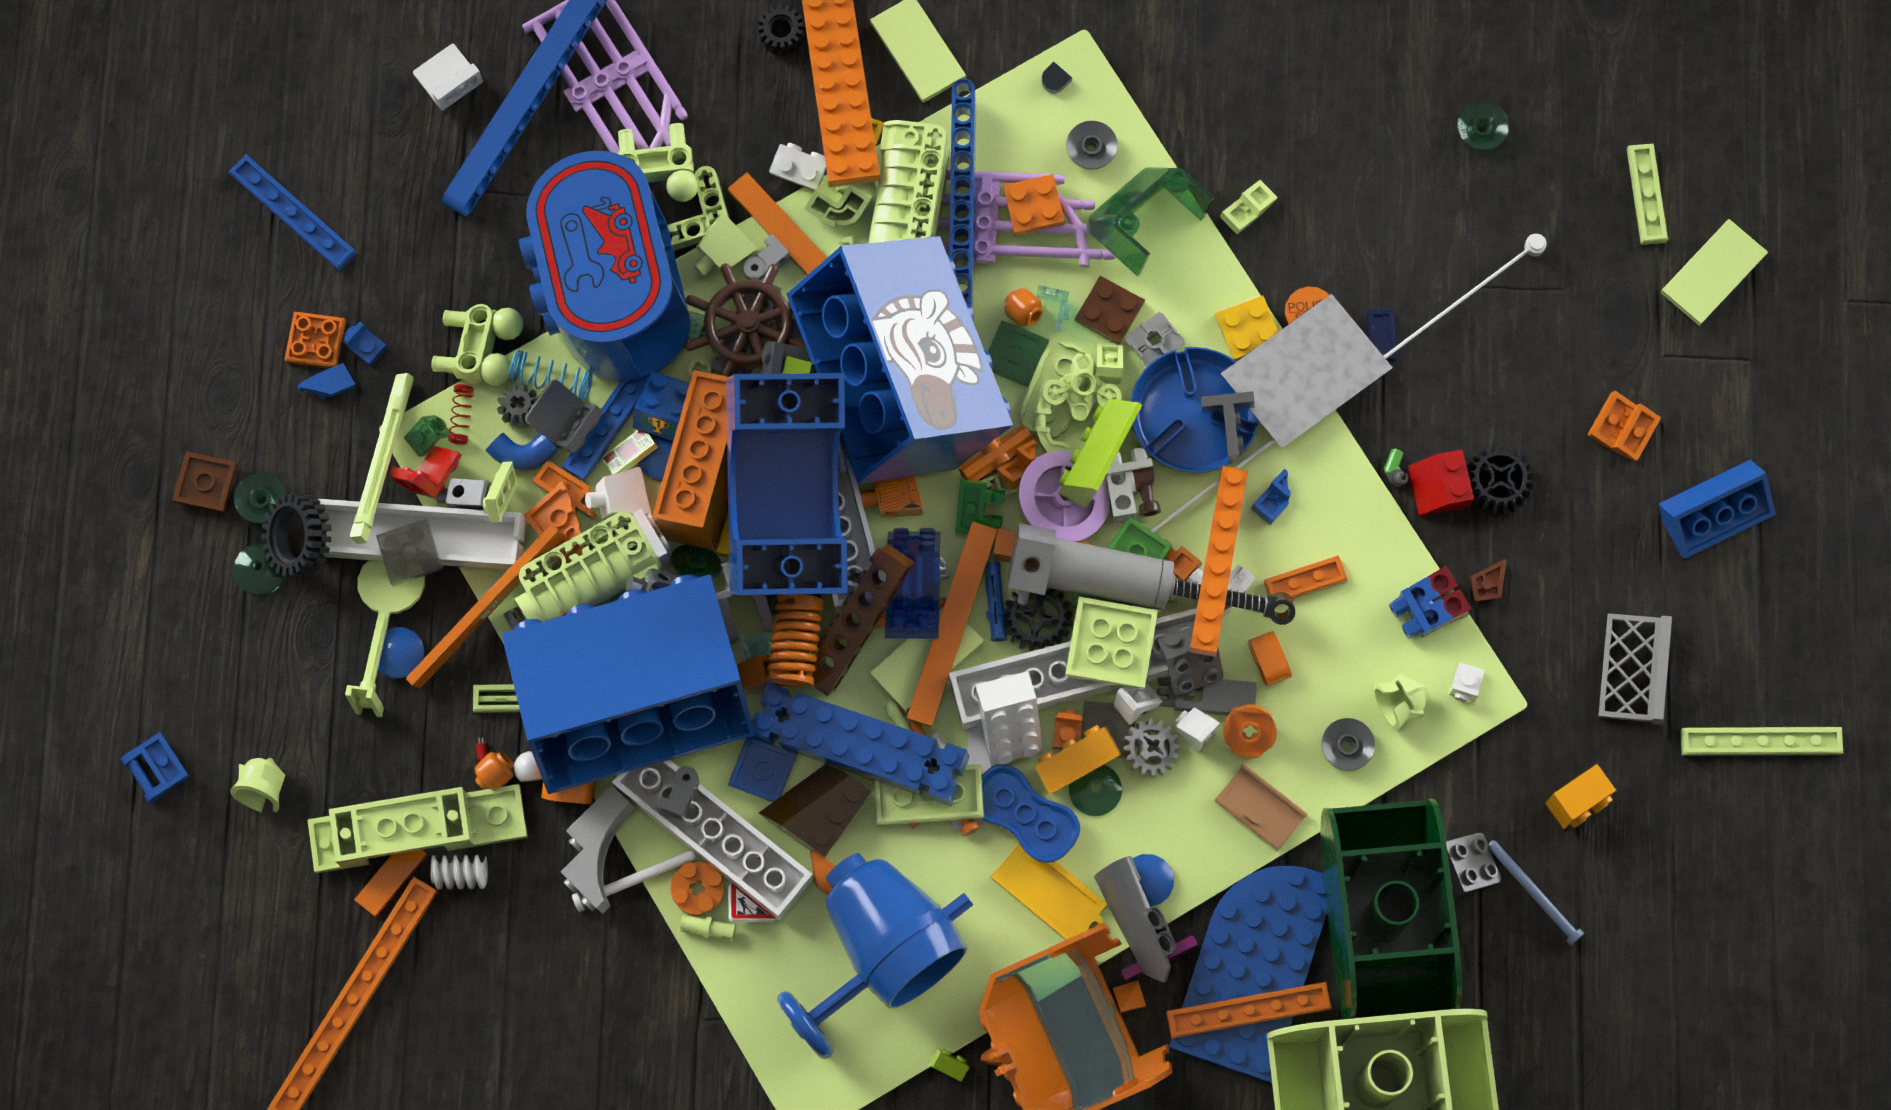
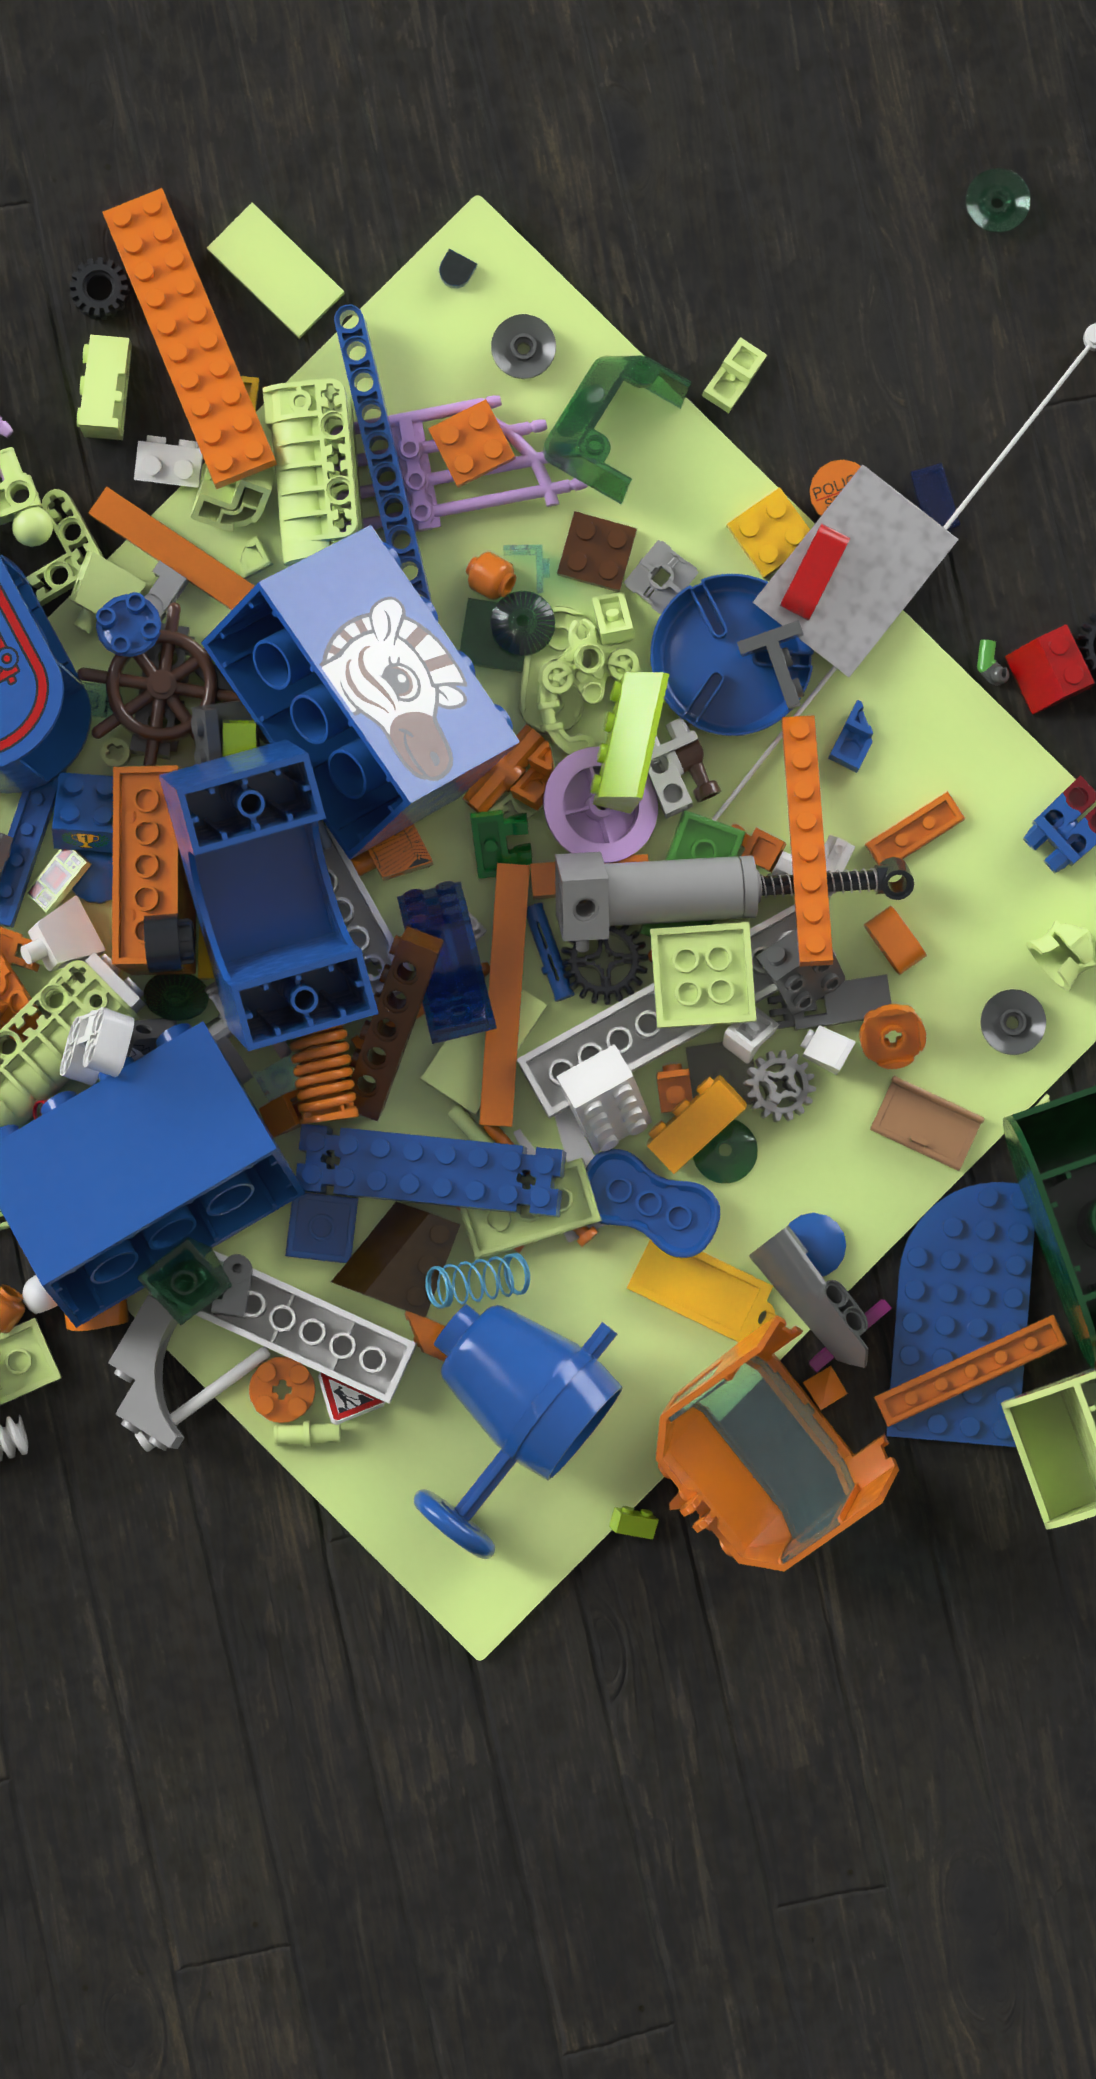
camera: 15 degrees left, 10 degrees up
(623, 574) = (96, 1045): none -> white beam
(643, 774) = (186, 1279): none -> clear green slope
(699, 507) = (168, 942): none -> black piece
(734, 270) = (128, 625): none -> blue dish
(765, 101) = (104, 387): none -> yellowish green wedge
(846, 843) = (450, 1288): none -> medium azure piece
(1038, 360) = (527, 639): none -> dish
(1274, 361) = (815, 571): none -> red beam

